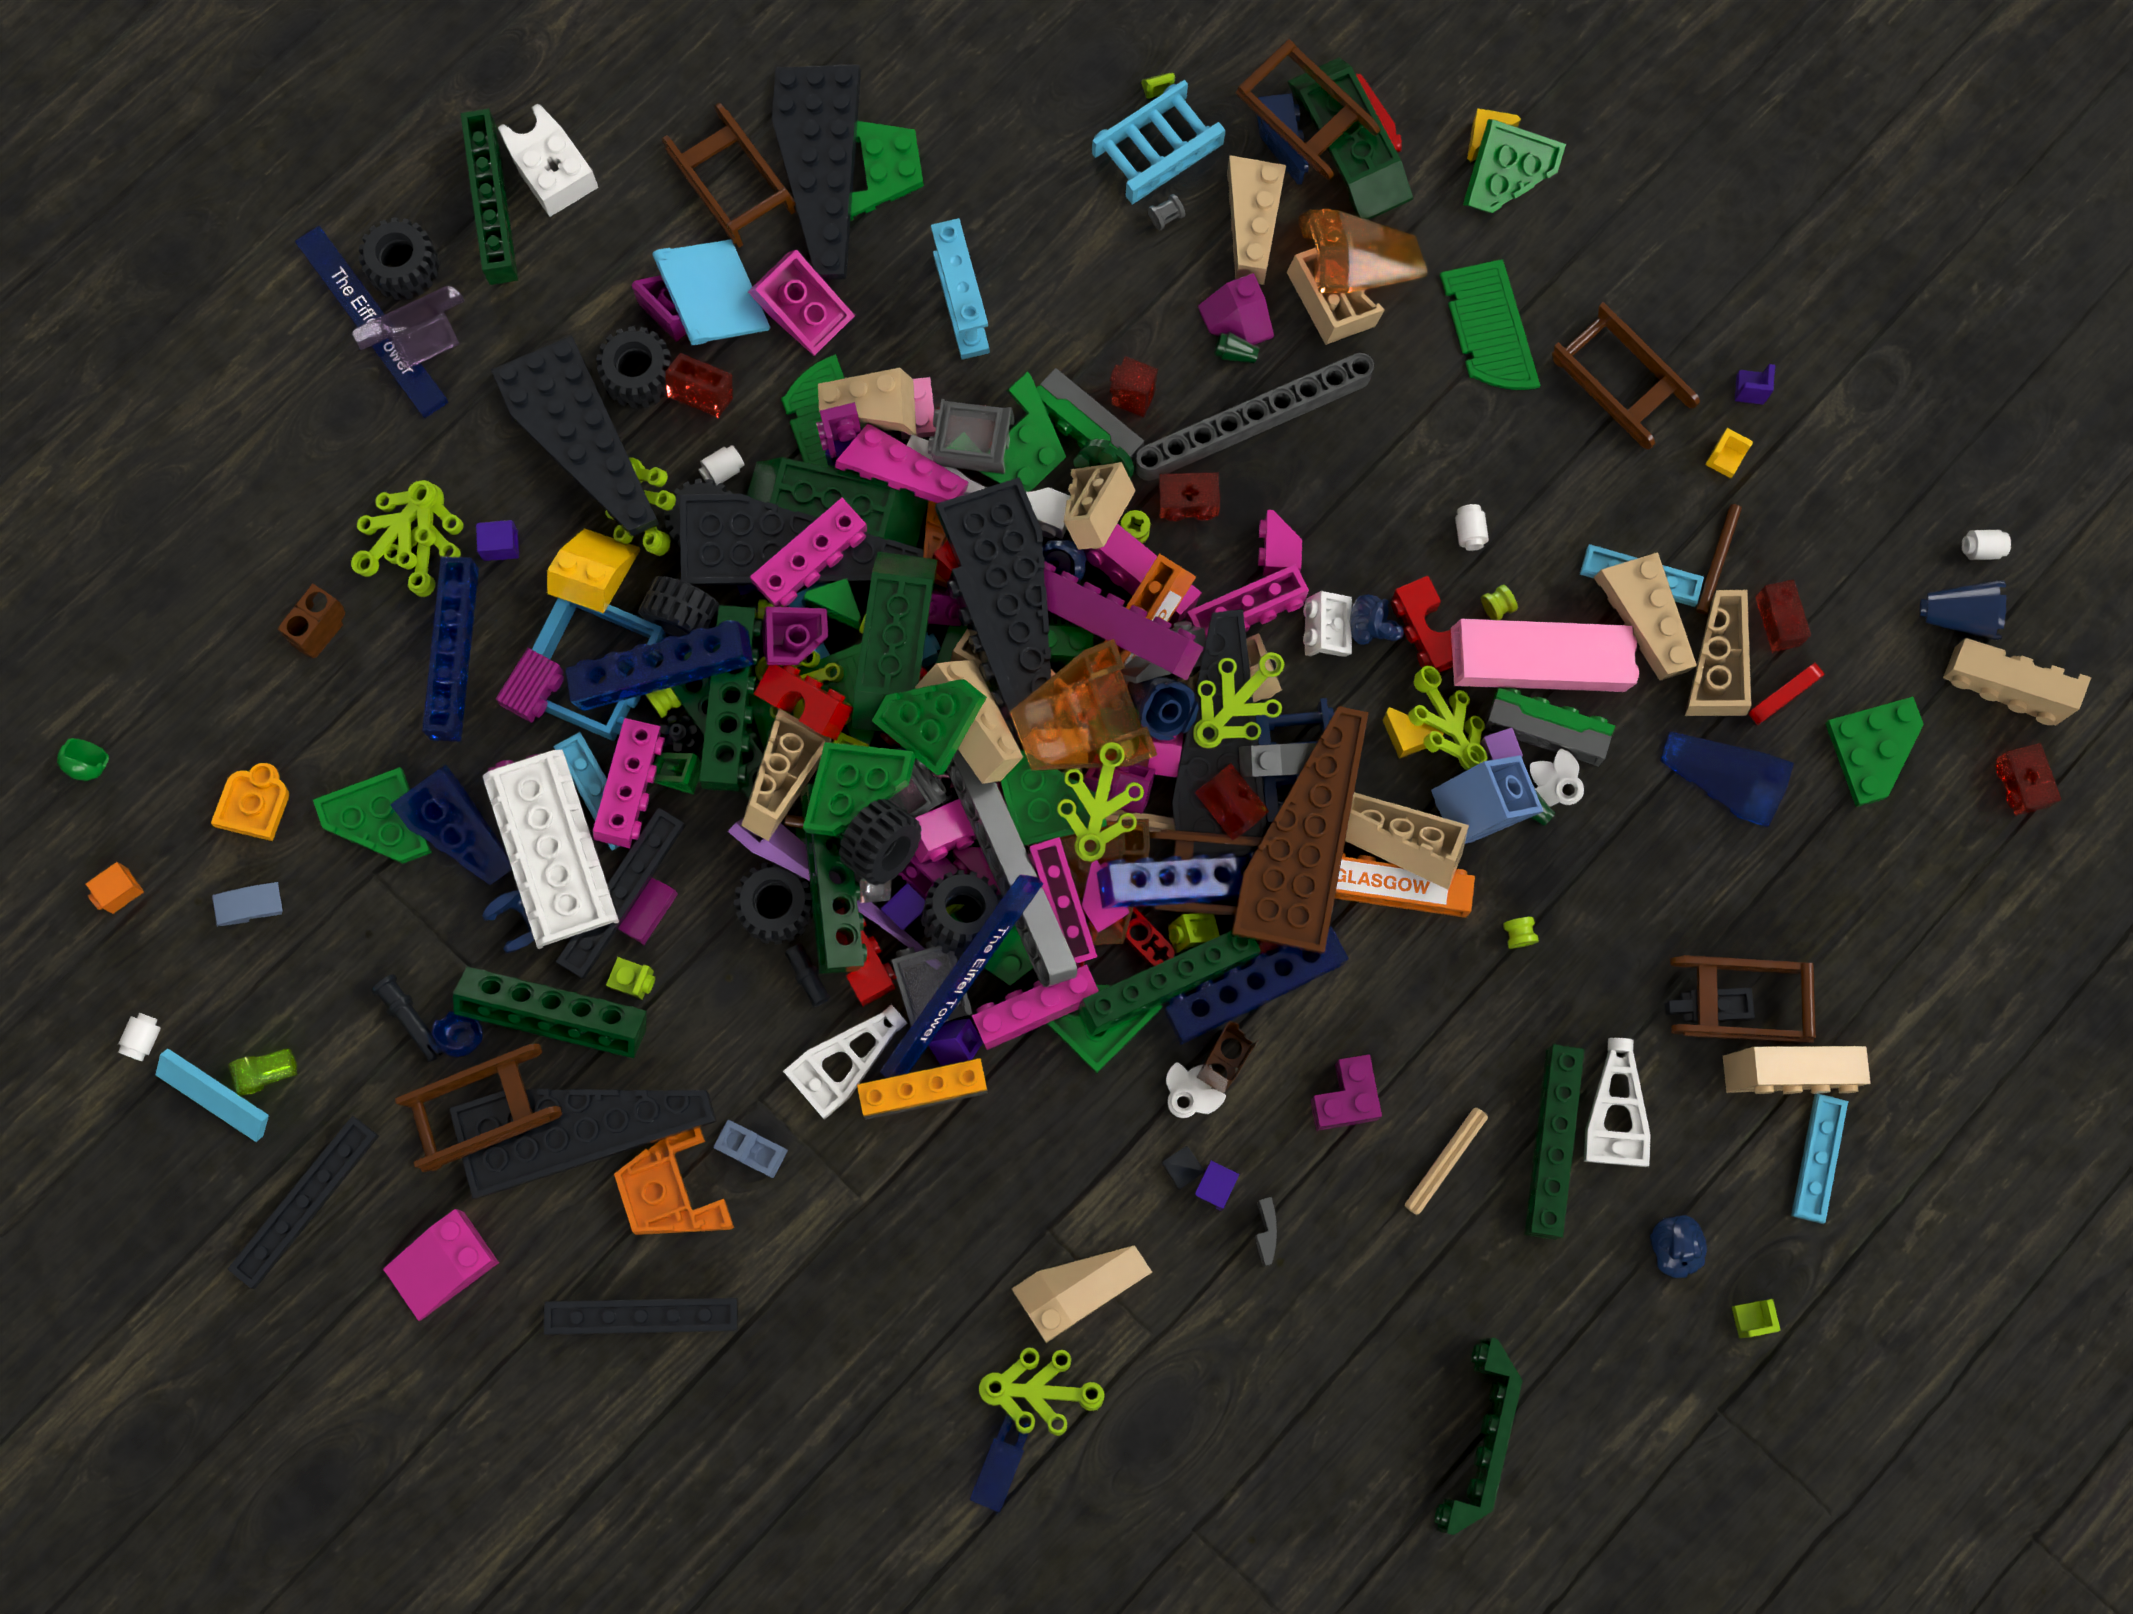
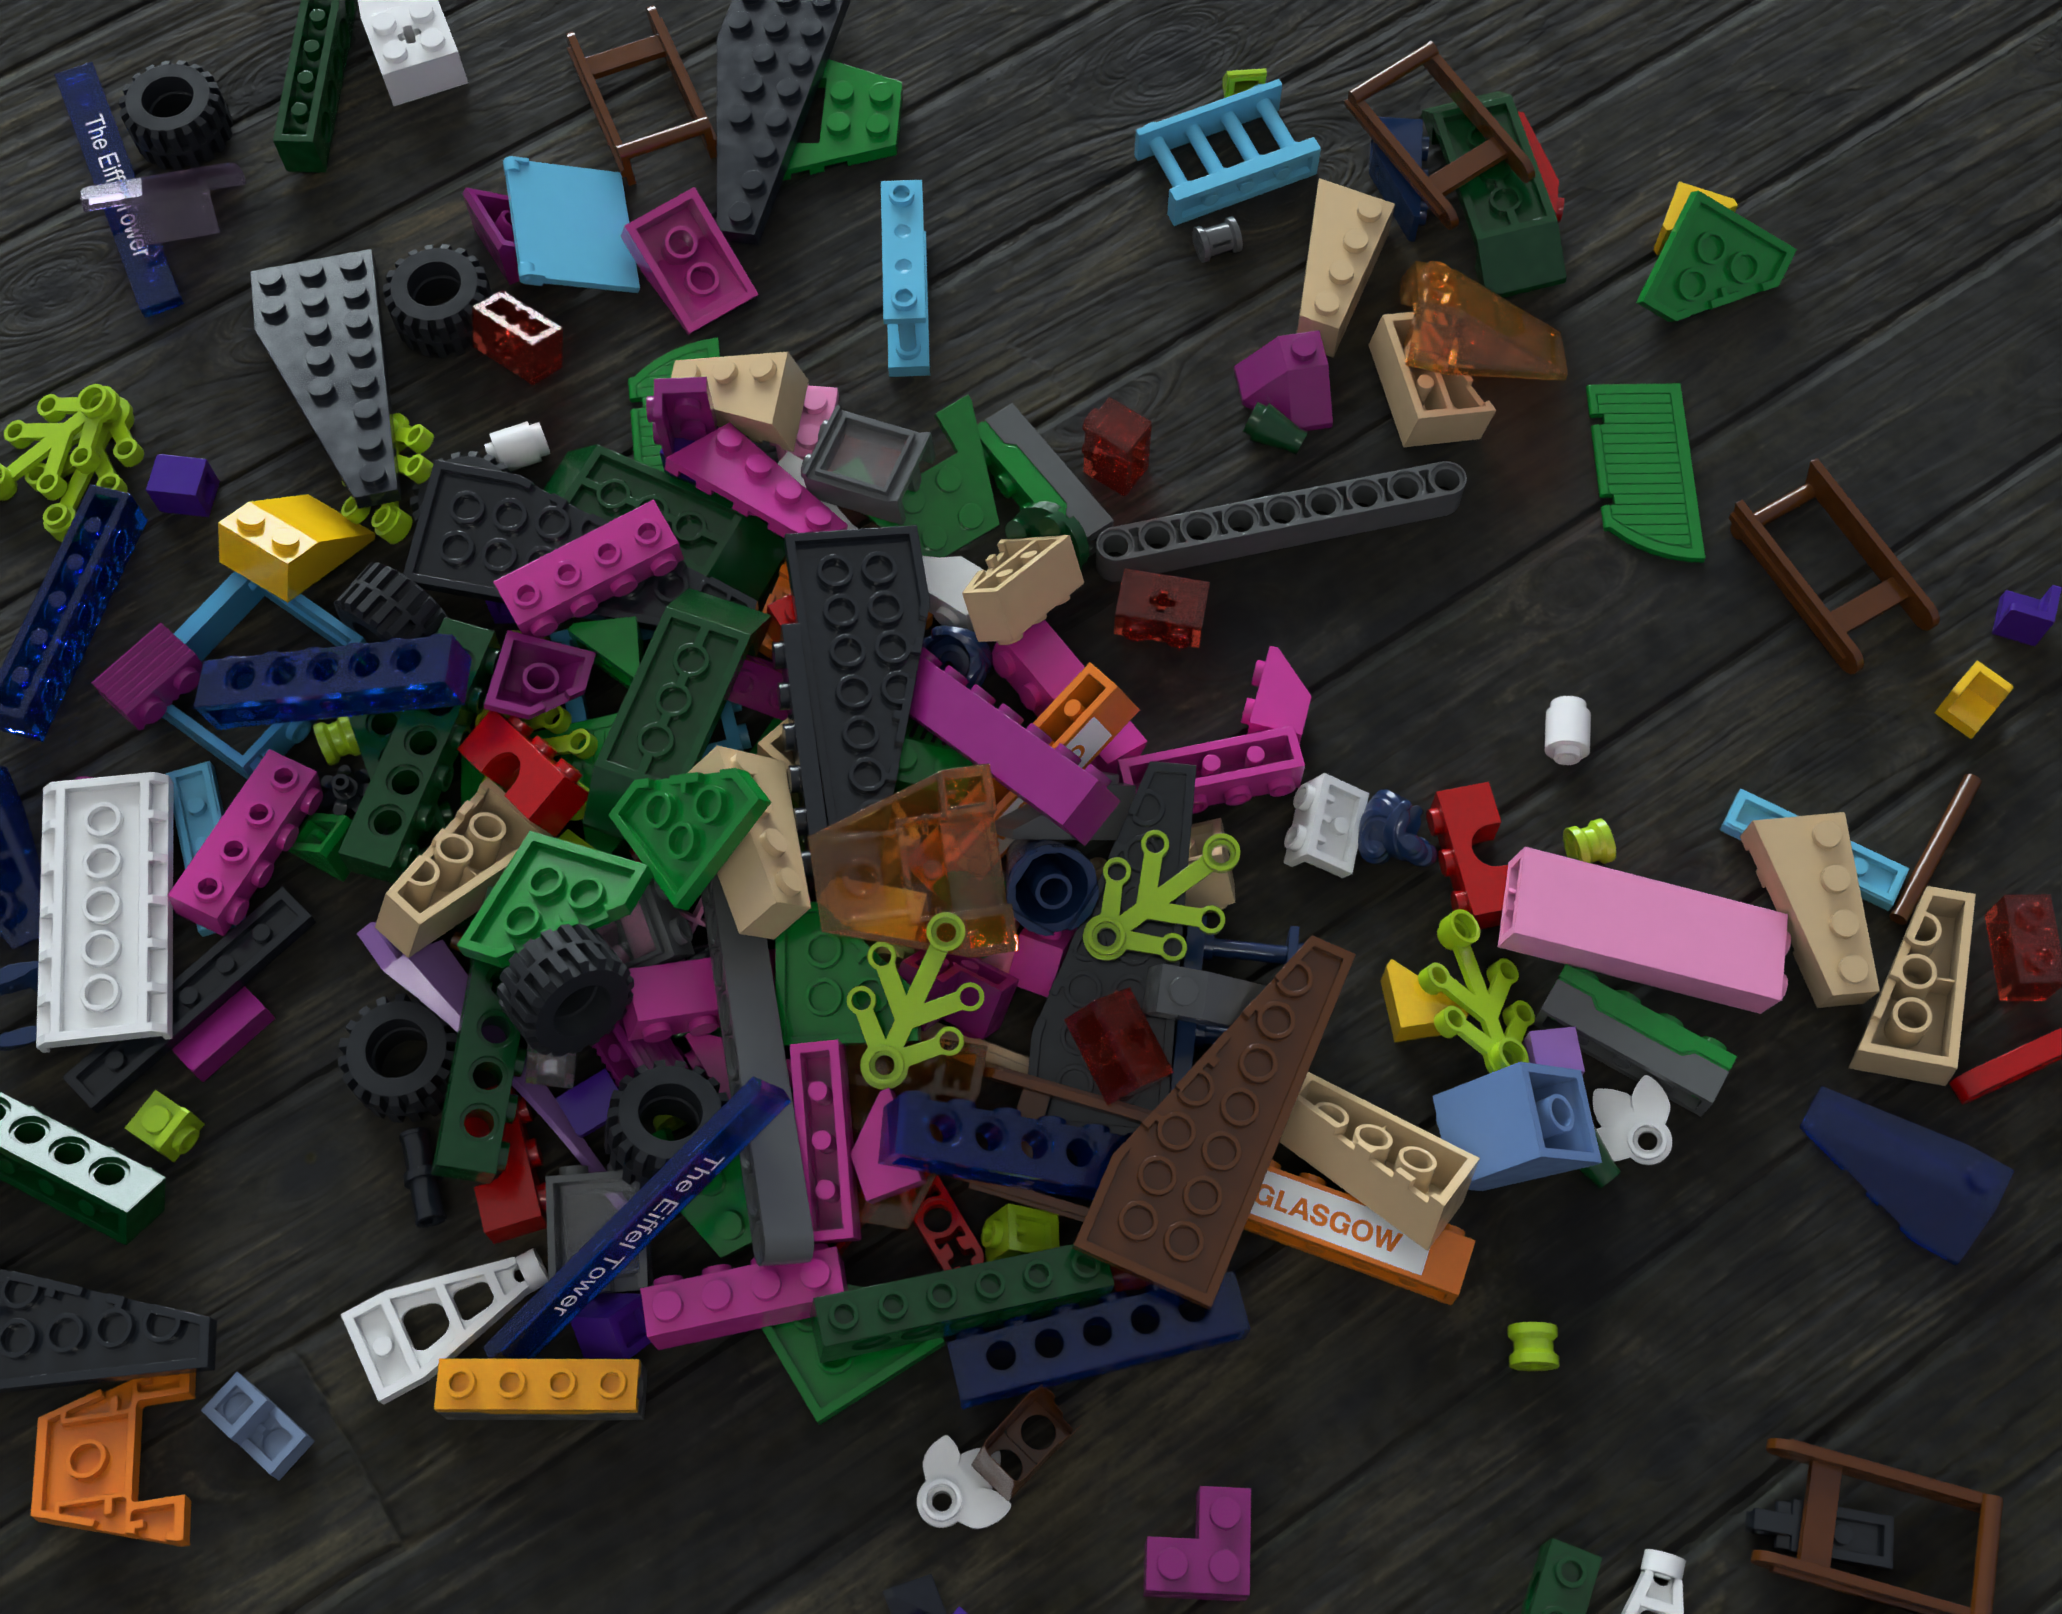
camera: 15 degrees right, 10 degrees down
(1140, 533) = (1081, 623): lime wheel -> none

